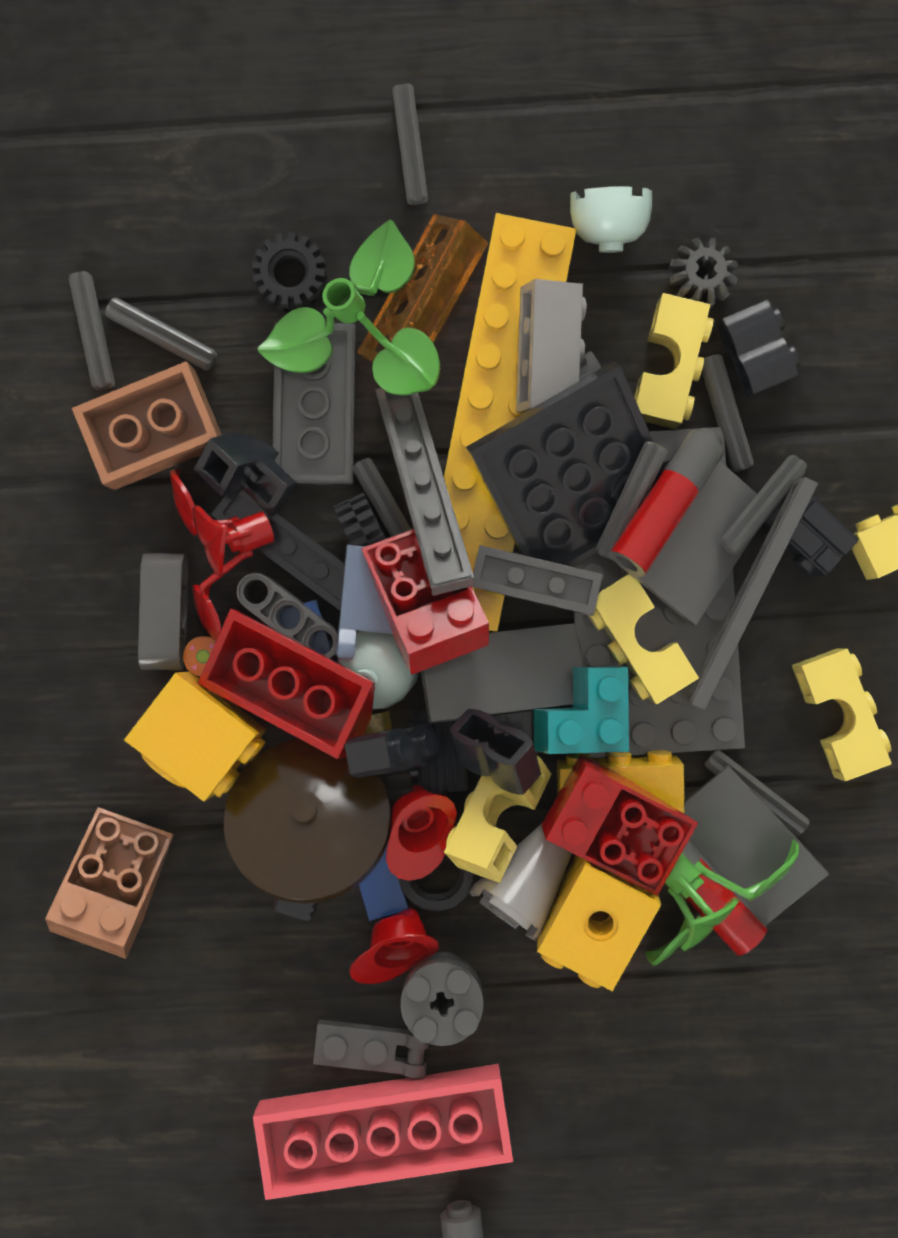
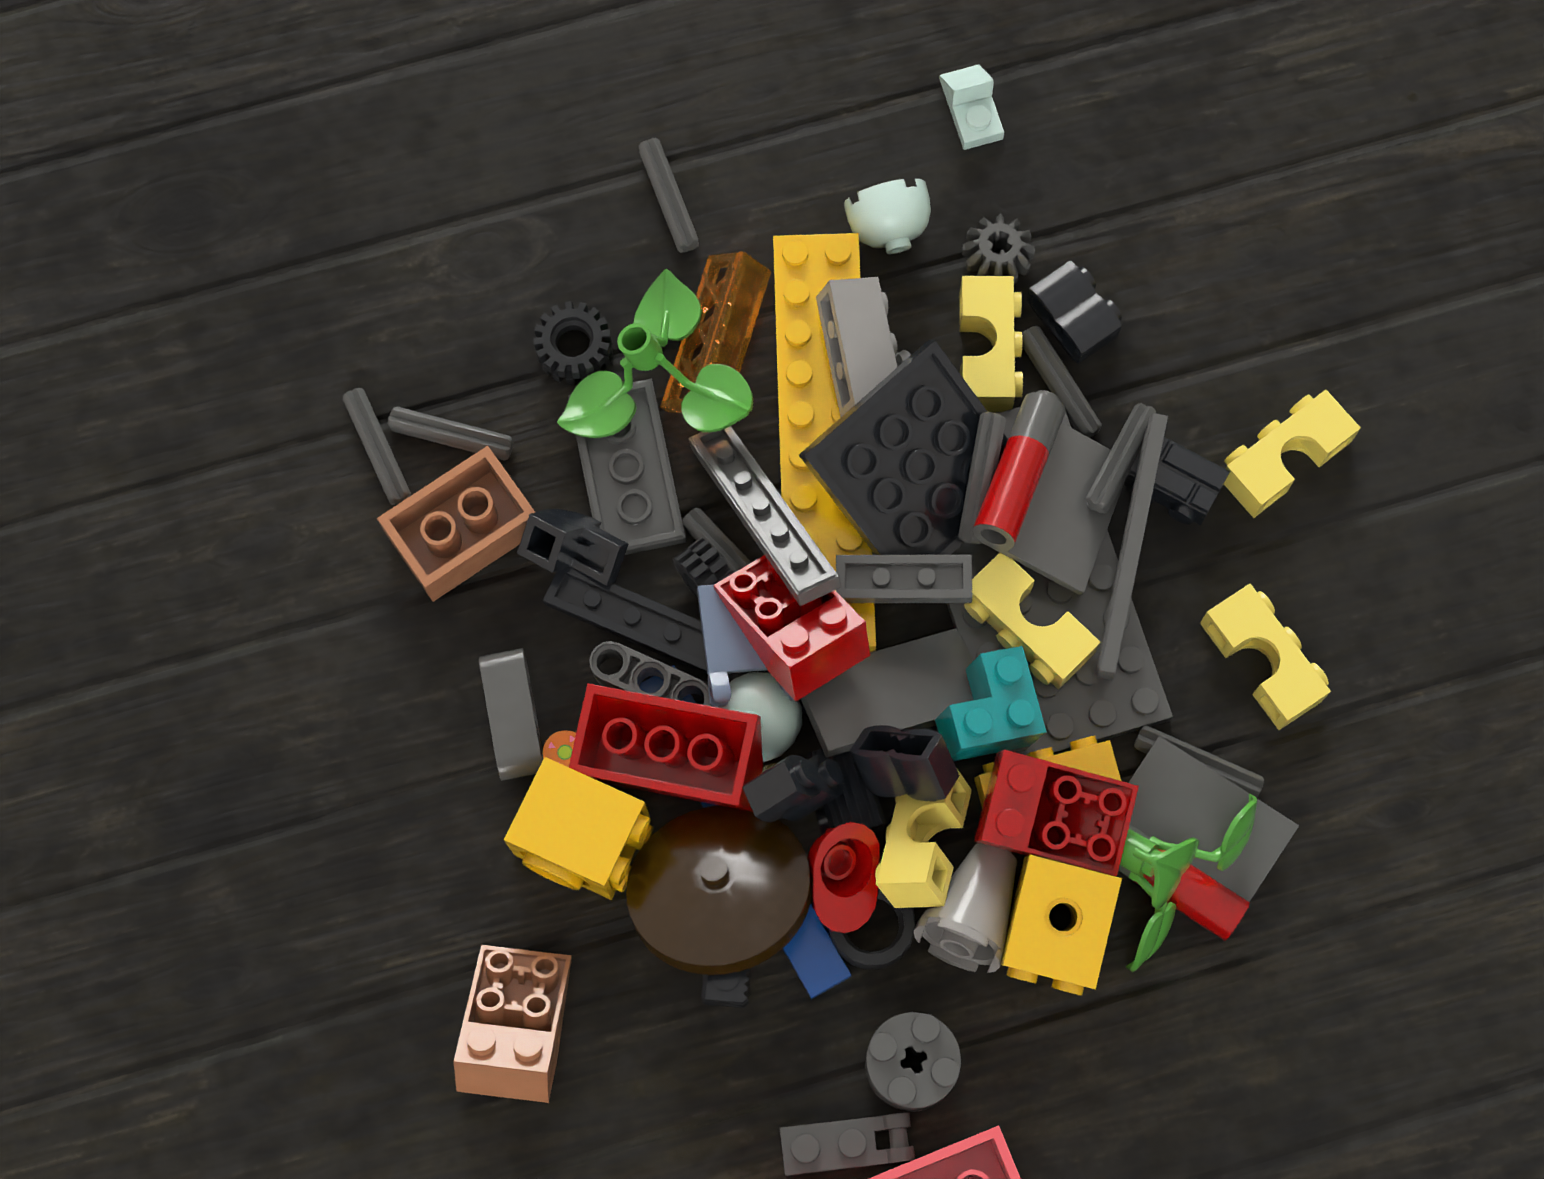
camera: 15 degrees left, 15 degrees down
(242, 536) = (567, 610): red plant -> none
(394, 948) = (847, 1019): red piece -> none
(715, 118) = (972, 106): none -> light aqua slope

